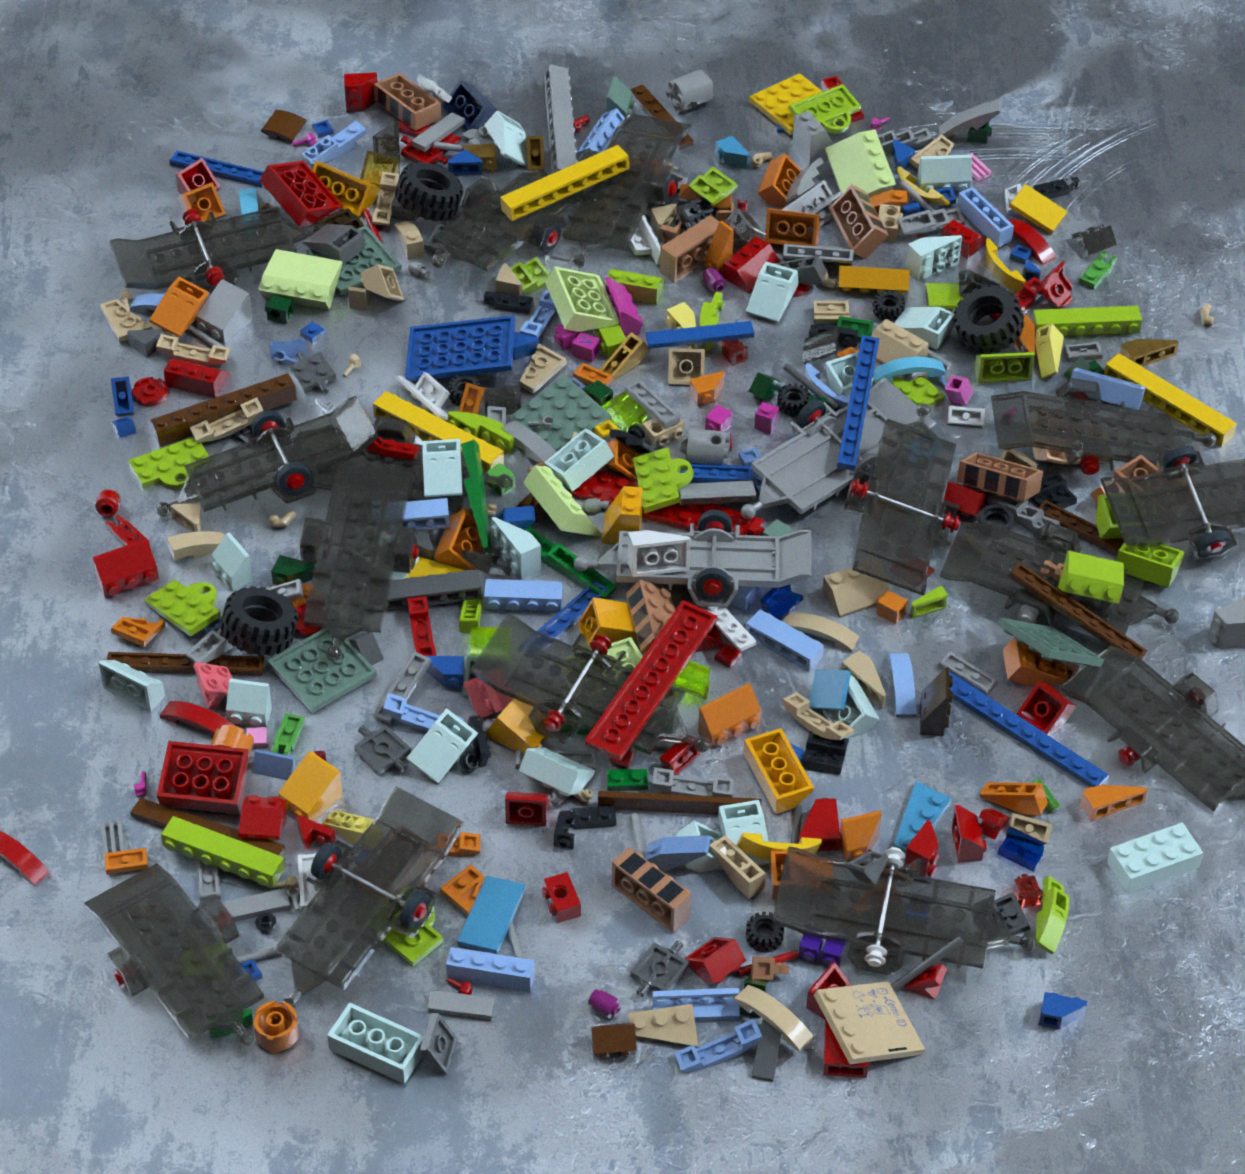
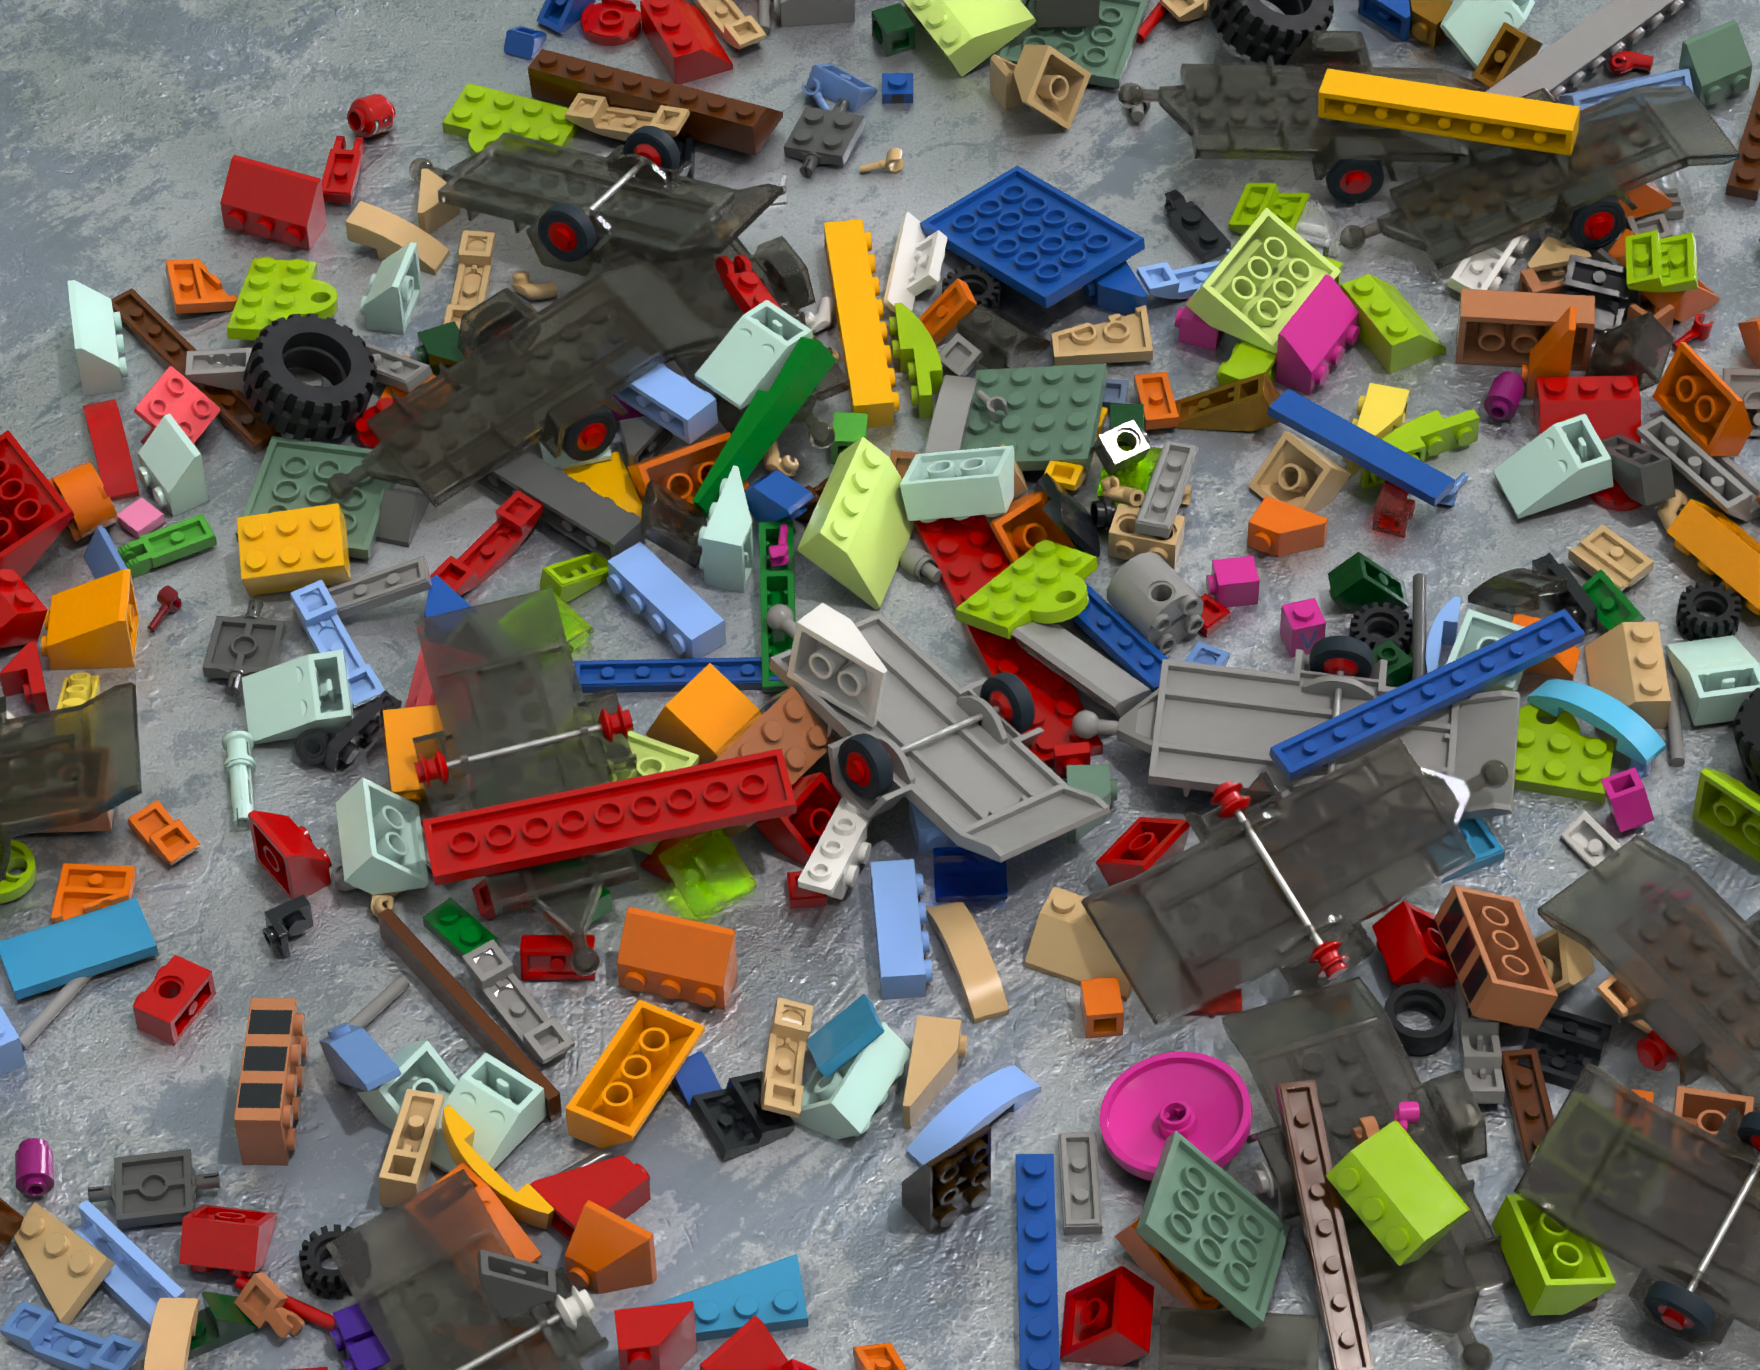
camera: 50 degrees right, 0 degrees up
(254, 538) = (473, 274): none -> tan slope
(352, 693) = (293, 549): none -> yellow brick
(410, 239) = (1182, 47): tan slope -> none
(451, 793) = (240, 768): none -> light aqua pin
(507, 281) = (1221, 195): tan slope -> none
(543, 540) = (779, 553): none -> dark pink hand
(585, 347) = (1201, 354): dark pink brick -> none
(591, 817) = (351, 936): black hinge -> none
(616, 400) = (1112, 456): none -> brick
(623, 514) = (923, 602): light orange slope -> none
(636, 419) = (1121, 493): none -> tan arm
(836, 539) = (1143, 847): none -> red slope
(929, 602) = (1156, 1039): lime slope -> none
(969, 620) = (1172, 1094): none -> dark pink dish
(1050, 553) = (1407, 1114): none -> dark pink hand

